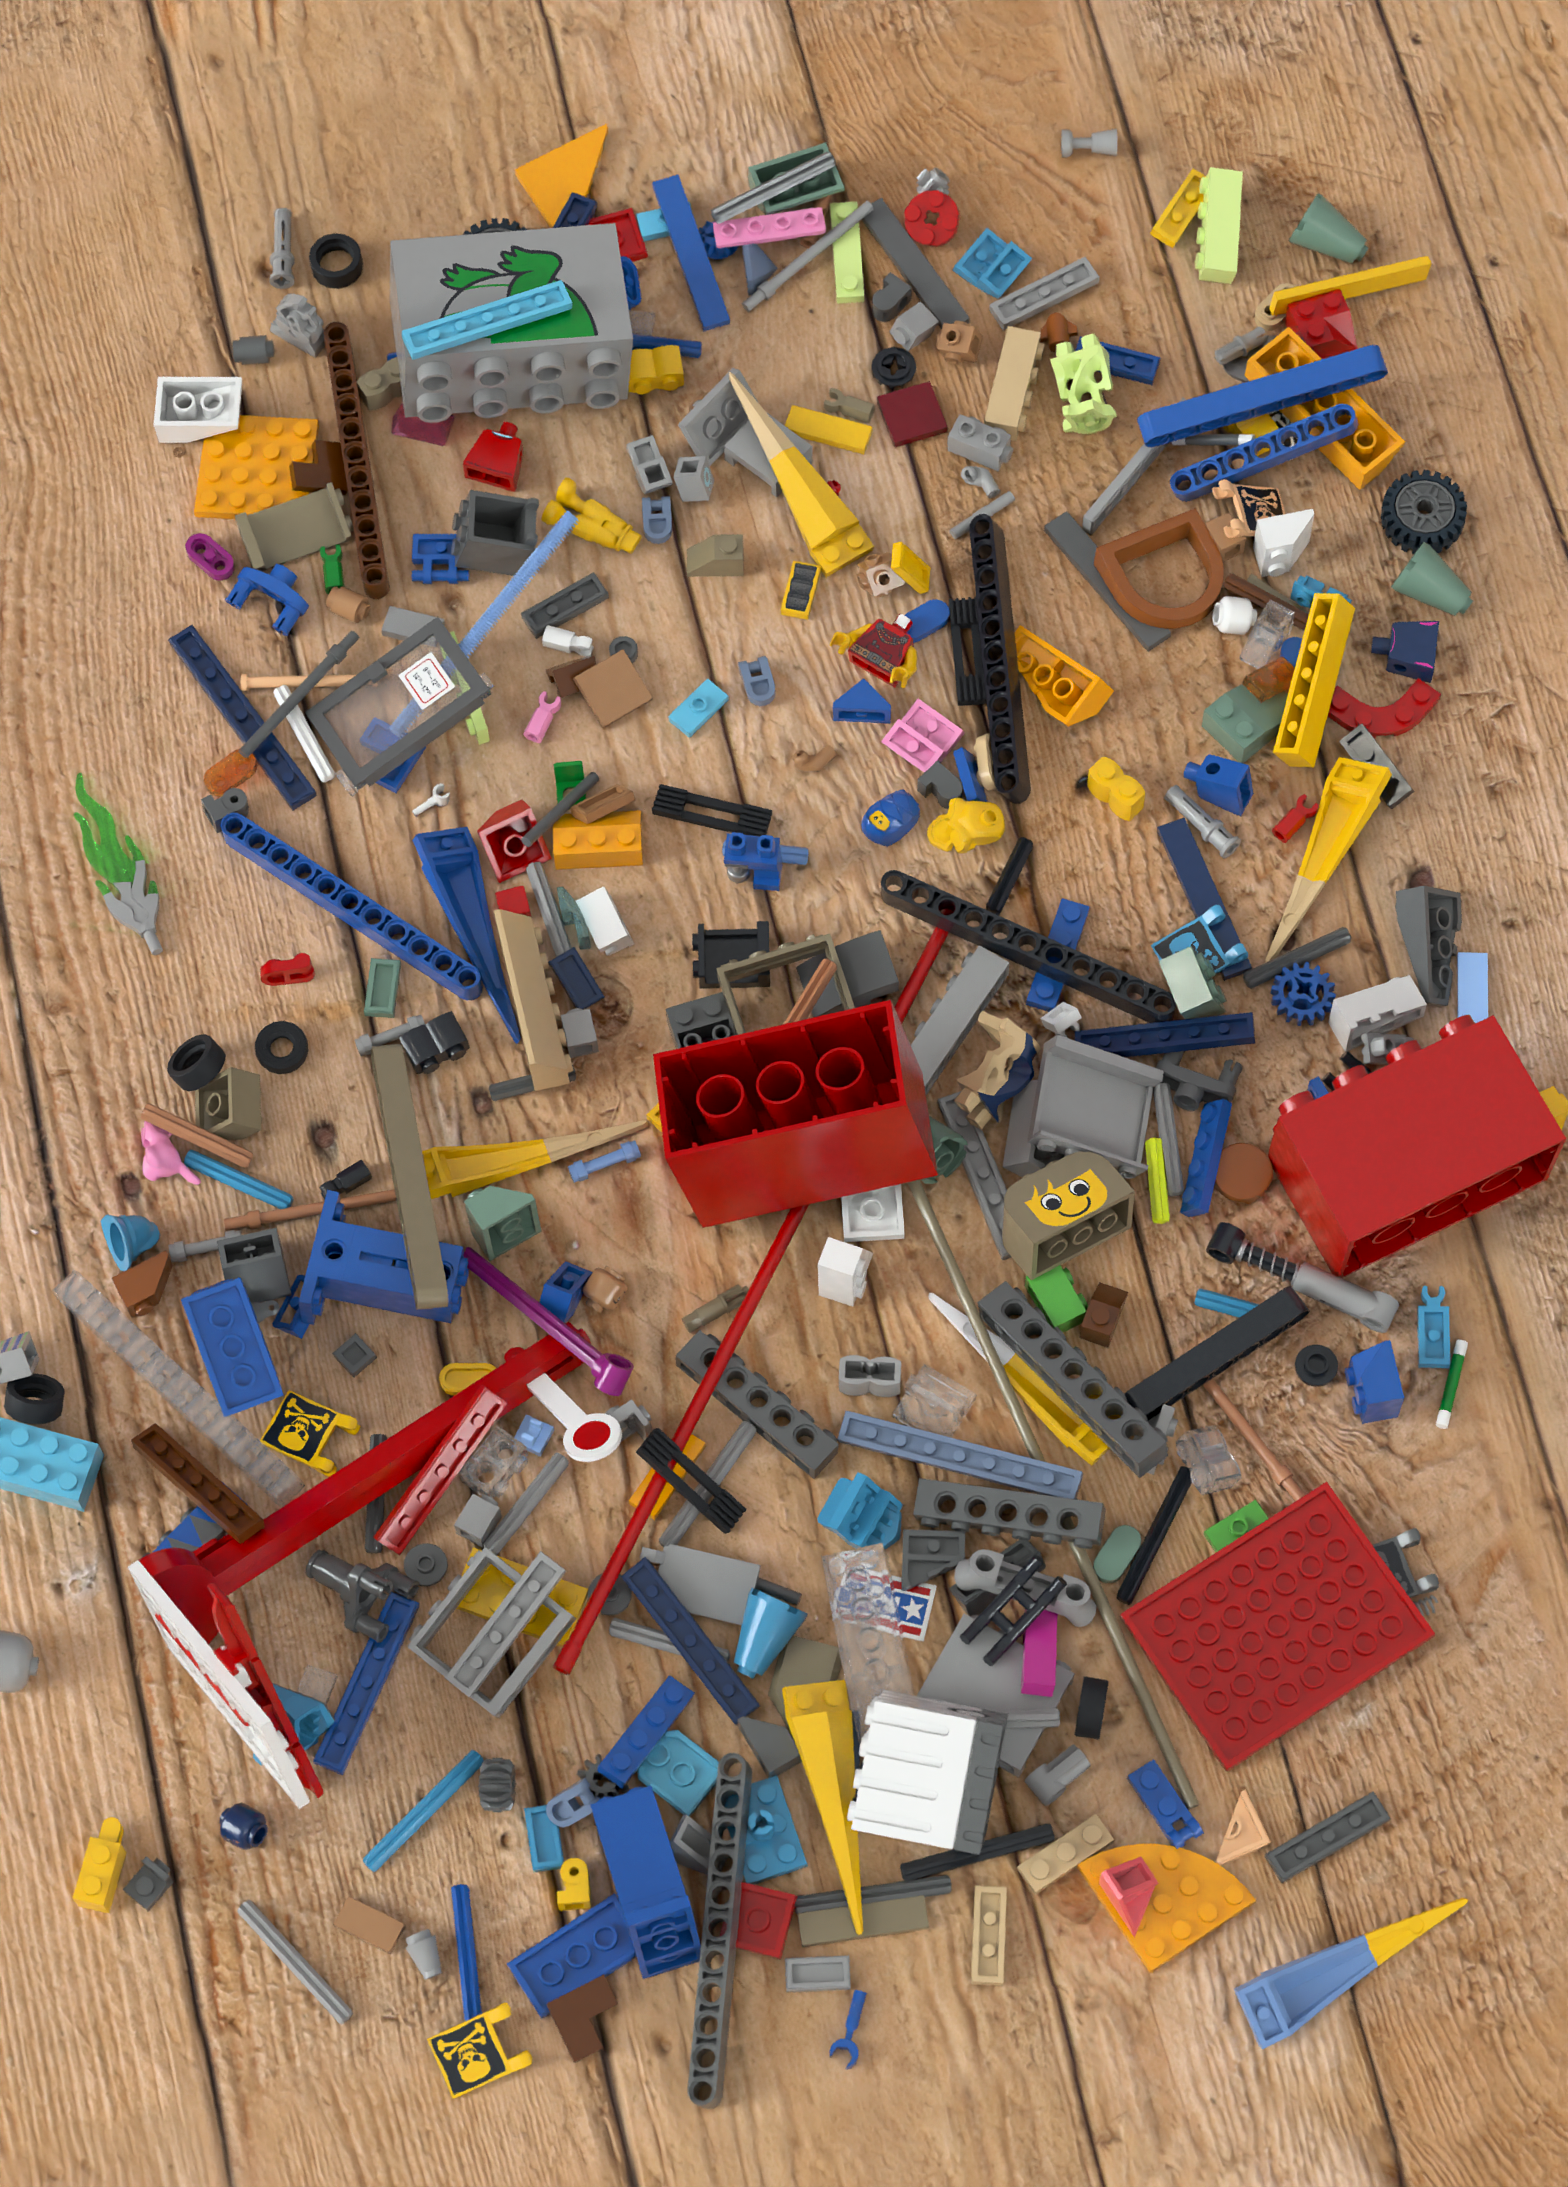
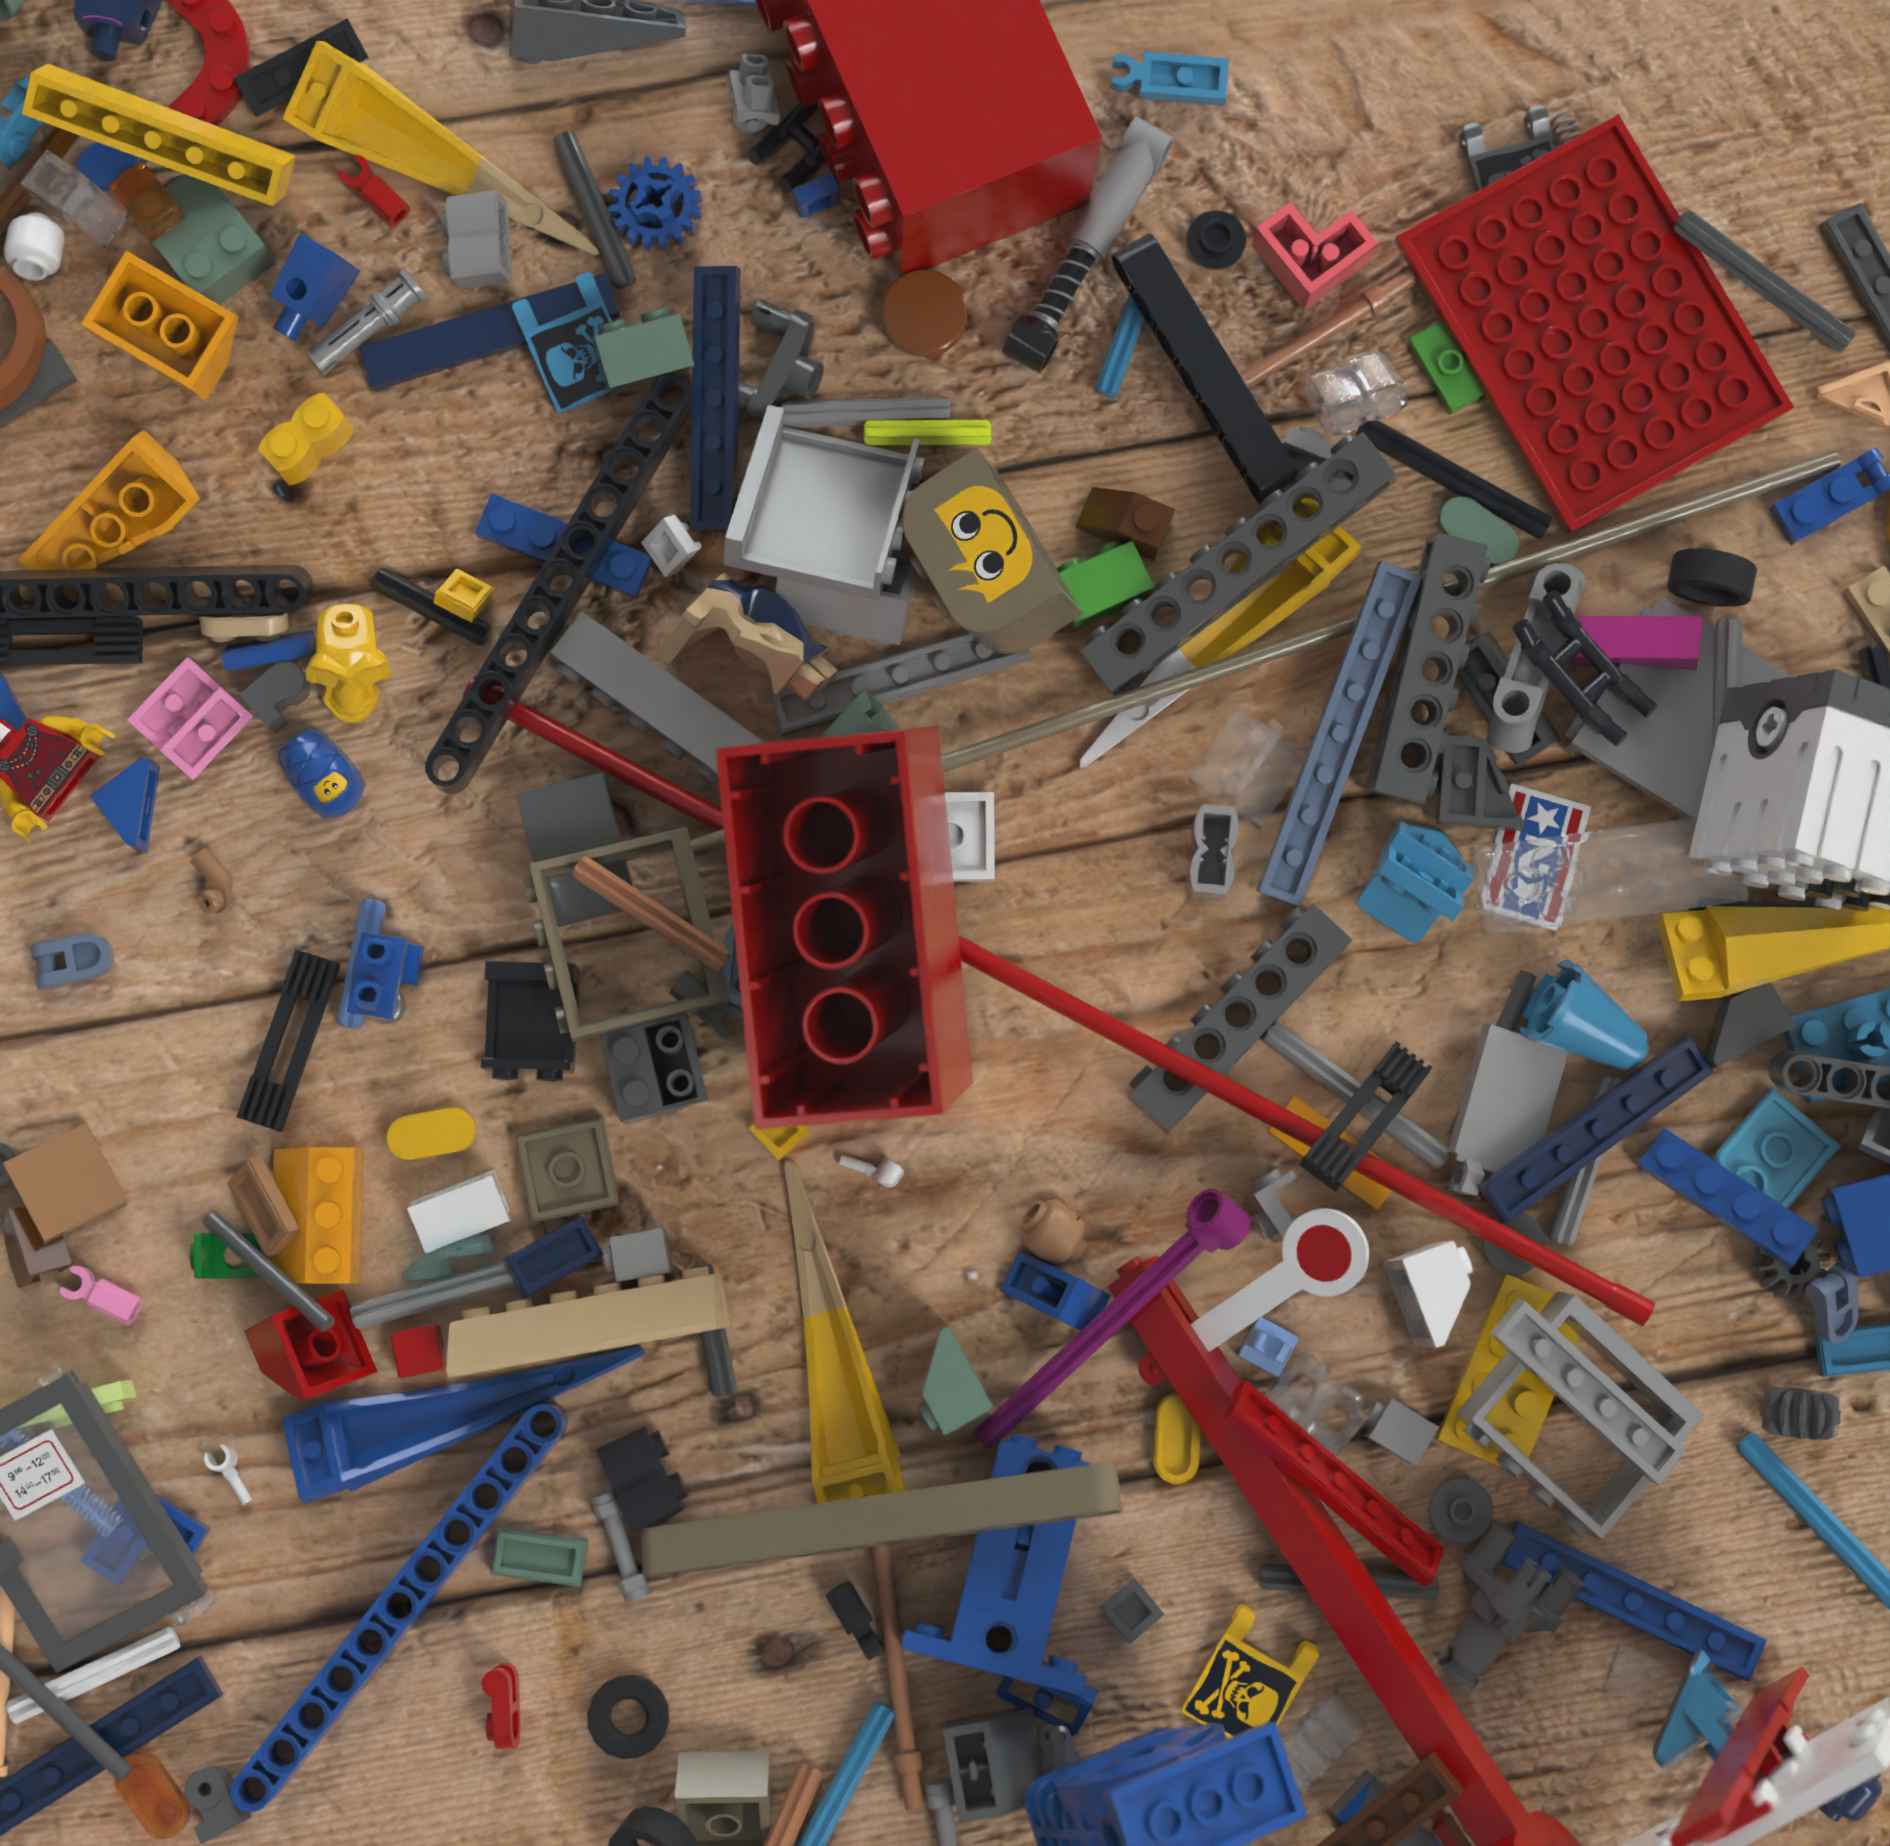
camera: 90 degrees left, 15 degrees up
(526, 1503) = (1373, 1360): light grey axle -> none
(571, 1521) = (1430, 1289): none -> white slope
(579, 1170) = (836, 1189): medium blue bar -> none
(634, 987) = (567, 1170): none -> dark tan tile
(641, 1184) = (886, 1174): none -> white hand
(655, 903) = (431, 1134): none -> yellow tile
(698, 708) = (108, 1053): medium azure plate -> none
(715, 1308) = (1088, 1070): dark tan piece -> none
(800, 1664) = (1635, 972): dark tan tile -> none
(843, 1271) = (1046, 875): white wedge -> none
(1017, 894) = (463, 595): none -> yellow tile
(1051, 1780) = (1800, 643): light grey piece -> none
(1181, 693) = (163, 325): none -> light orange slope
(1206, 1158) = (900, 360): blue plate -> none
(1265, 883) = (477, 239): none -> light grey brick
(1301, 1425) = (1310, 262): none -> coral brick
(1319, 1744) = (1763, 280): none -> dark grey axle
(1375, 1010) = (692, 105): white wedge -> none
(1375, 1383) = (1258, 155): blue slope -> none
(1451, 1384) = (1252, 63): green bar -> none

